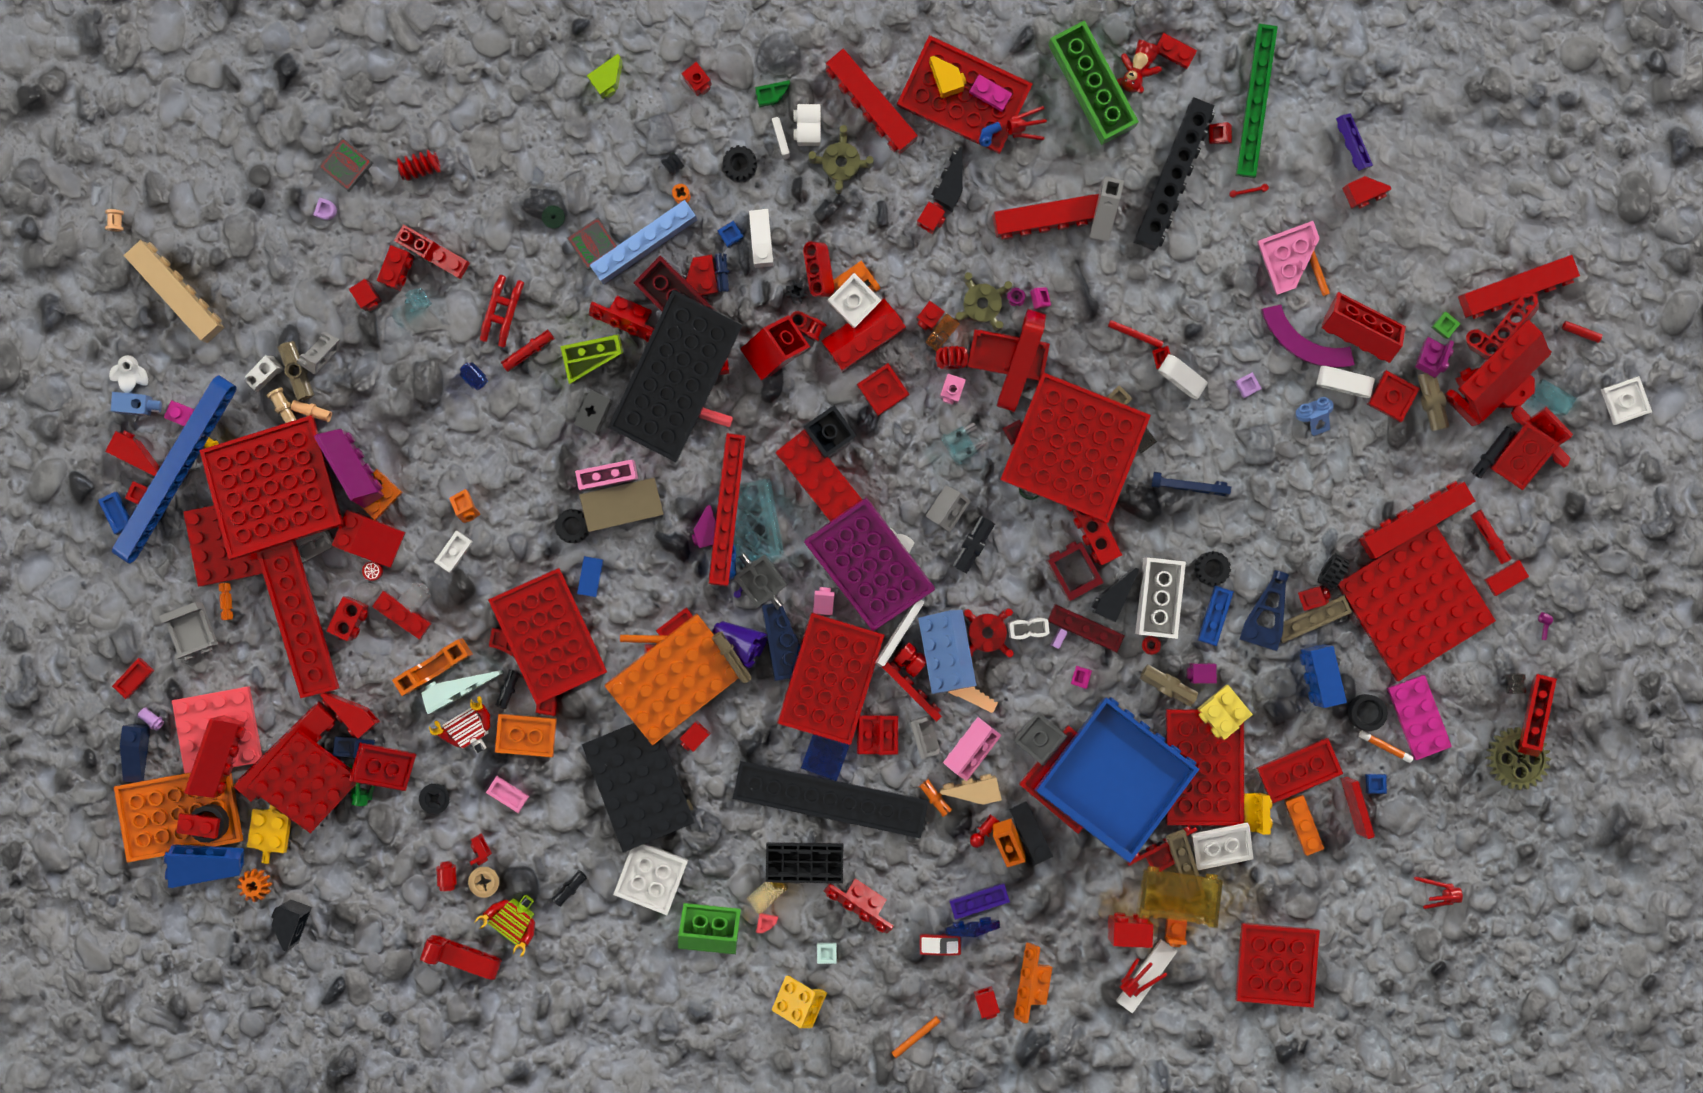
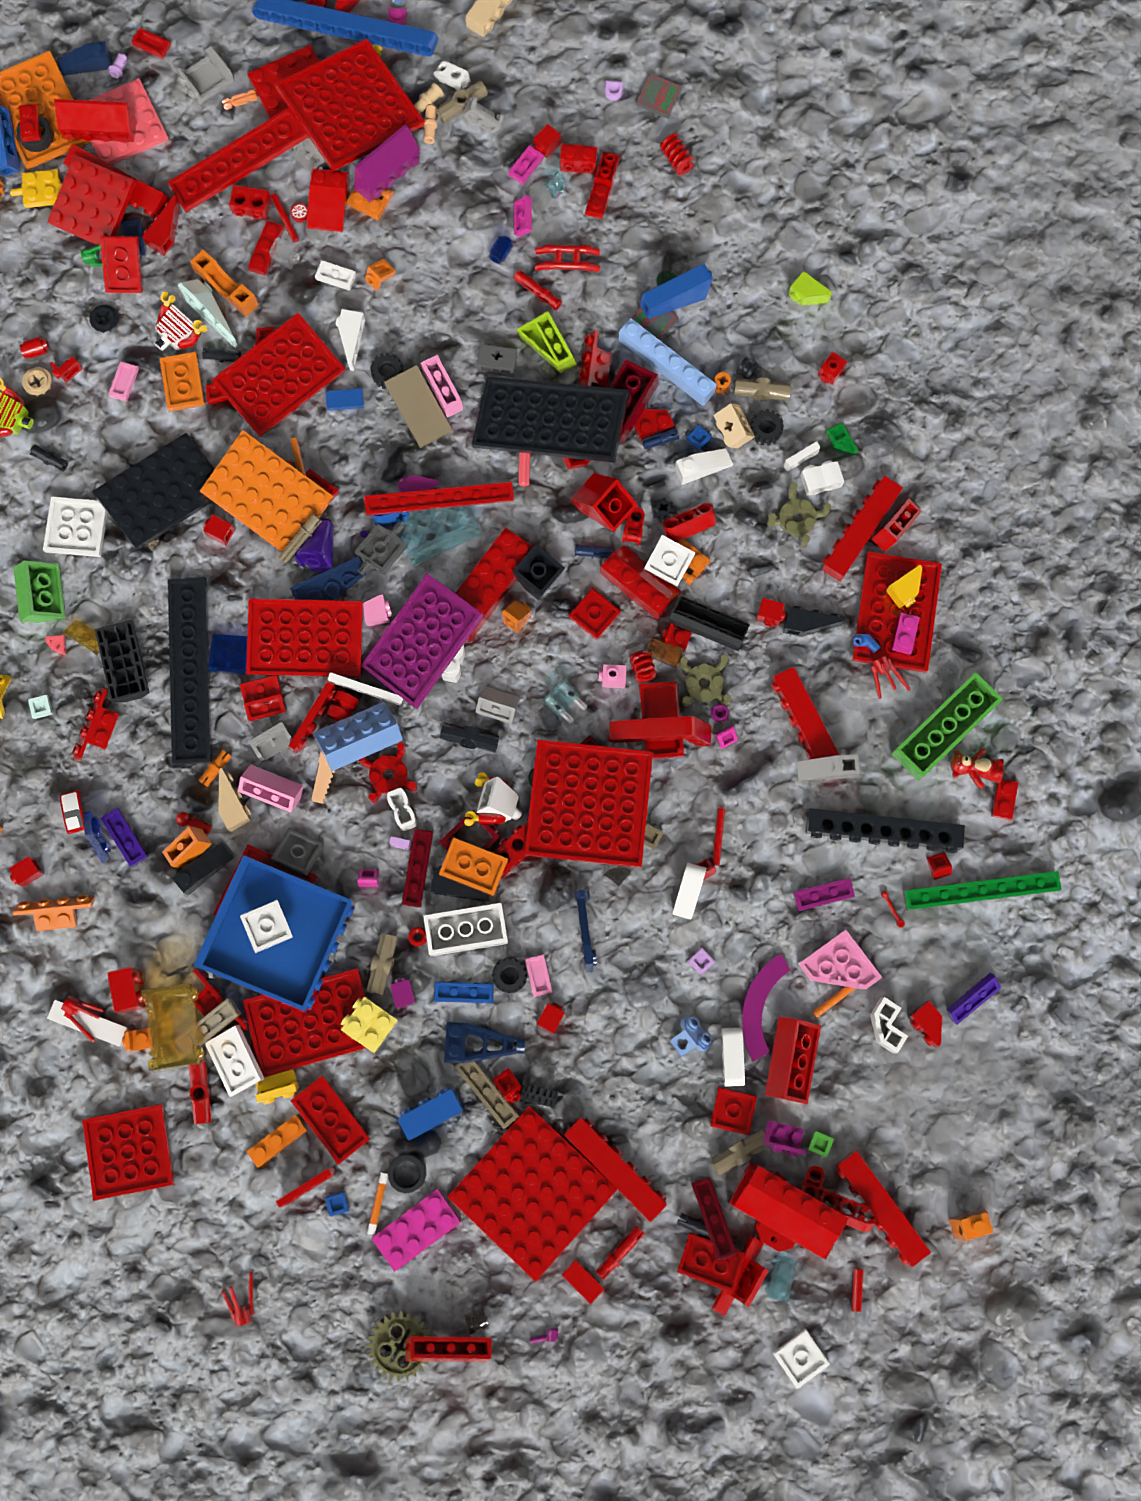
camera: 80 degrees right, 10 degrees down
(373, 587) = (287, 223): none -> red bar
(386, 324) = (526, 165): none -> dark pink plate
(442, 343) = (522, 216): none -> dark pink plate
(517, 551) = (351, 329): none -> white slope
(574, 209) = (678, 292): none -> blue slope
(699, 155) = (762, 389): none -> dark tan piece
(723, 190) = (733, 426): none -> tan brick
(819, 372) = (592, 551): none -> dark blue axle
(866, 465) = (516, 615): none -> orange slope
(878, 66) = (896, 525): none -> red slope
(925, 280) = (709, 623): none -> black piece
(1046, 535) = (496, 802): none -> white torso
(1106, 574) = (473, 866): none -> orange plate
(1112, 785) = (266, 926): none -> white plate
(1218, 251) = (823, 894): none -> magenta plate
(1219, 541) = (538, 975): none -> bright pink tile
(1253, 887) = (201, 1107): none -> red piece
(1263, 540) = (551, 1017): none -> red brick
(1350, 231) = (882, 1018): none -> white brick
(1487, 442) = (714, 1219): none -> dark red tile
(1557, 210) = (972, 1225): none -> orange torso

